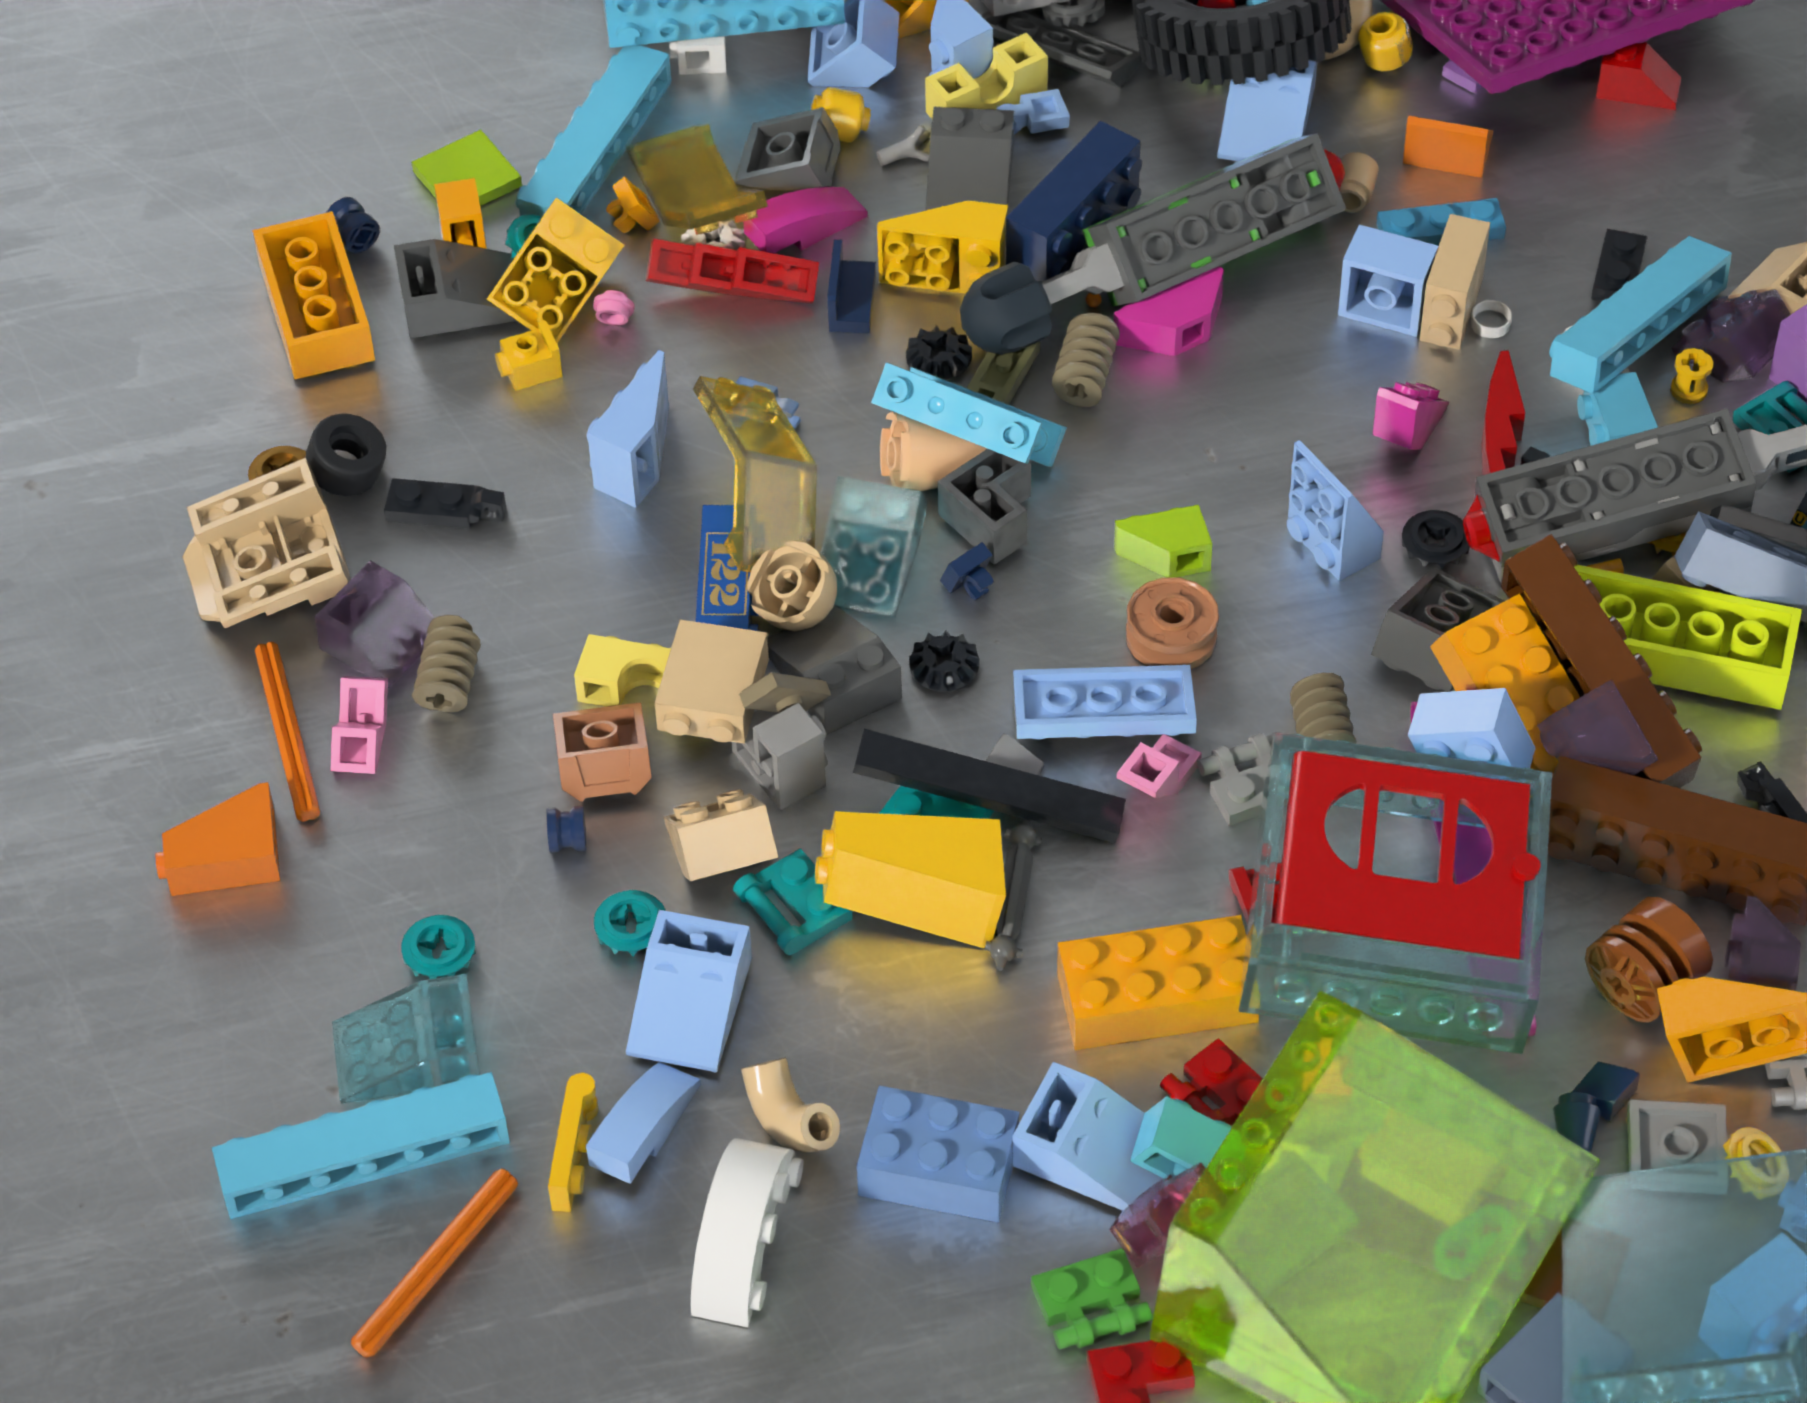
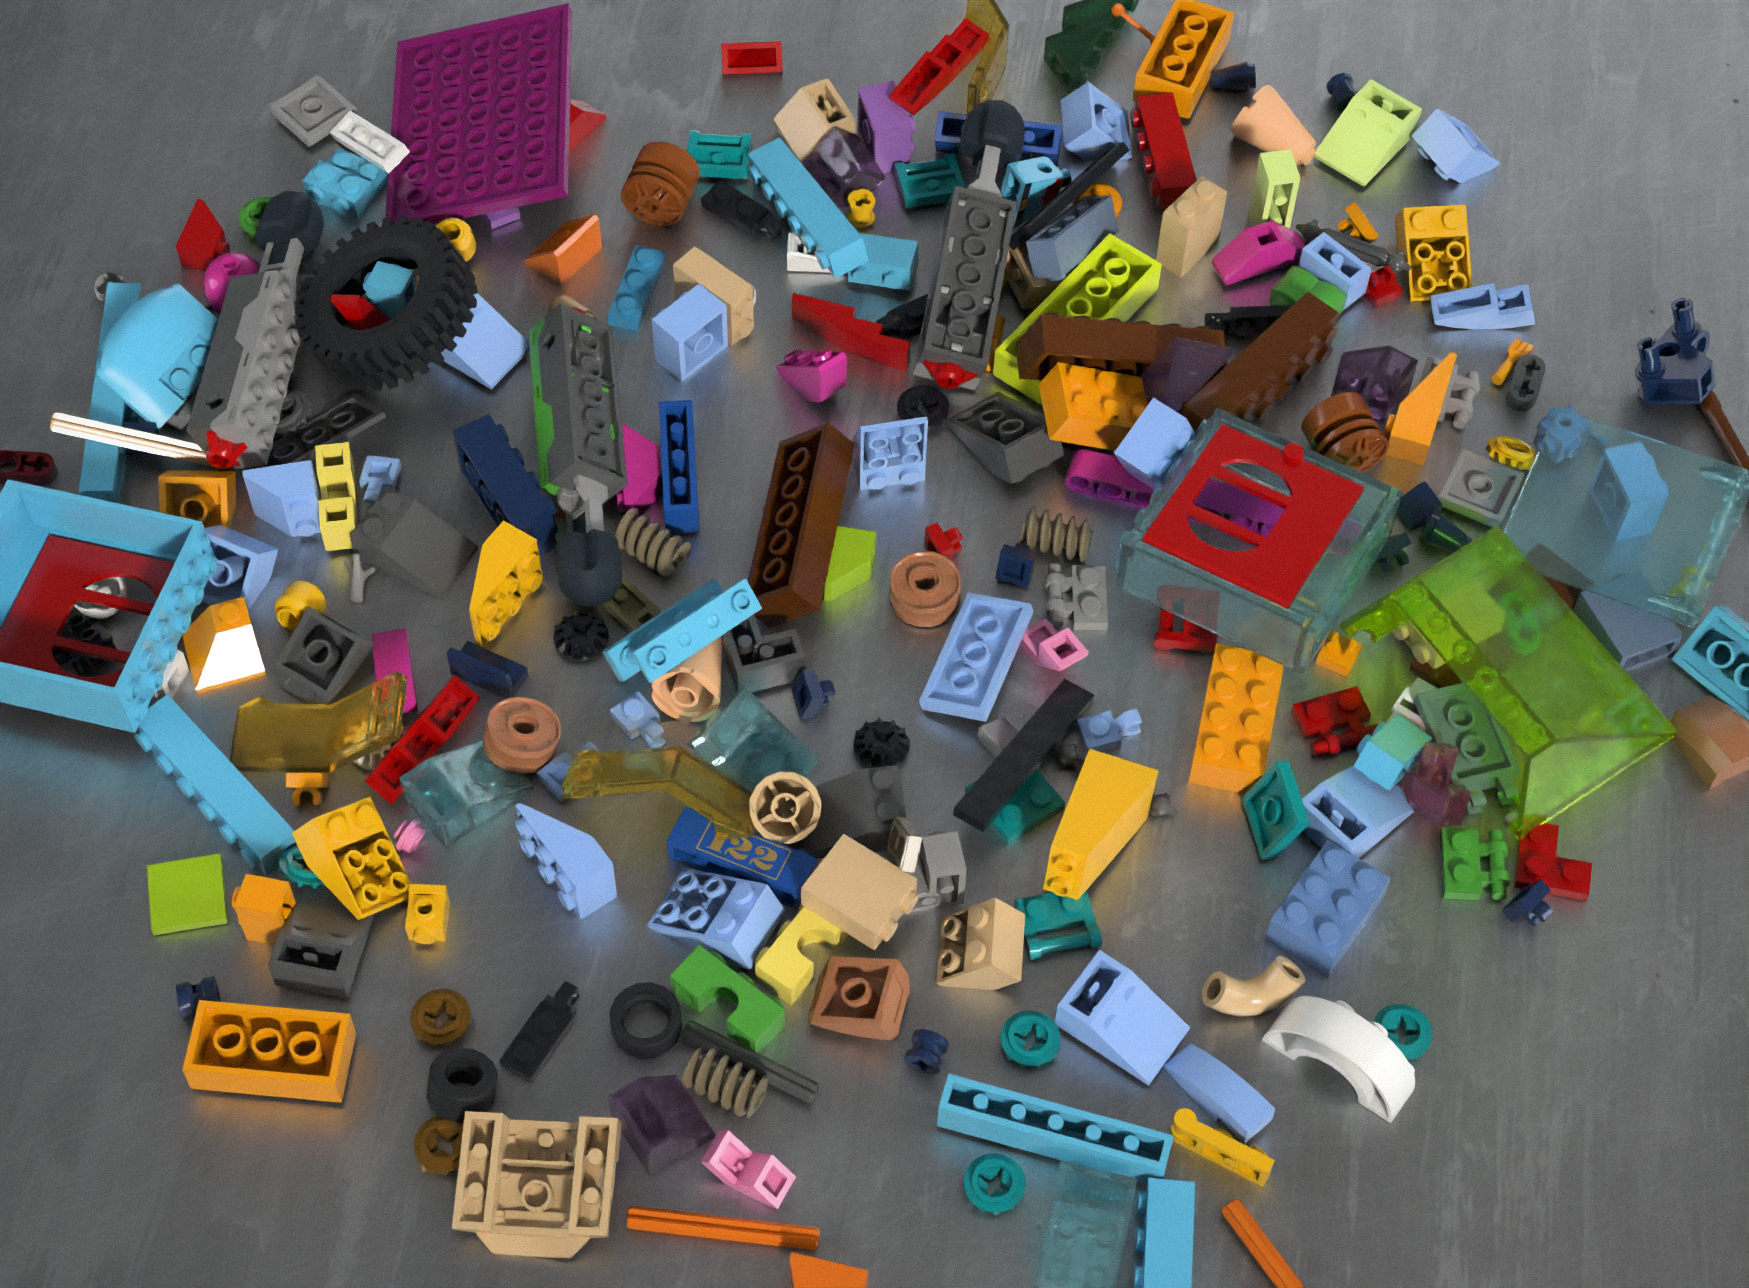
camera: 70 degrees left, 5 degrees up
(435, 407) = (431, 1006): none -> pearl gold gear
(488, 685) = (778, 1074): none -> dark grey axle
(494, 603) = (636, 995): none -> black tyre
(515, 972) = (1053, 1129): none -> medium azure brick
(540, 664) = (707, 978): none -> bright green arch
(644, 591) = (719, 915): none -> light blue slope
(687, 321) = (460, 791): none -> clear light blue slope
(764, 82) = (223, 646): none -> slope
(780, 323) = (521, 735): none -> nougat wheel
(824, 1270) = (1413, 1022): none -> teal gear
(856, 439) = (637, 718): none -> light blue plate
(1049, 1046) = (1275, 810): none -> teal plate
(1057, 1370) = (1530, 904): none -> dark blue tile
(1078, 862) = (1105, 733): none -> light blue plate
(1172, 470) = (800, 524): none -> reddish brown brick
(1199, 342) = (679, 466): none -> blue brick
(1242, 619) = (942, 542): none -> red tile
(1259, 698) = (1016, 564): none -> dark blue tile
(1514, 1070) = (1393, 549): none -> tile
(1577, 176) = (660, 184): none -> dark orange wheel
(1673, 221) = (721, 154): none -> teal plate

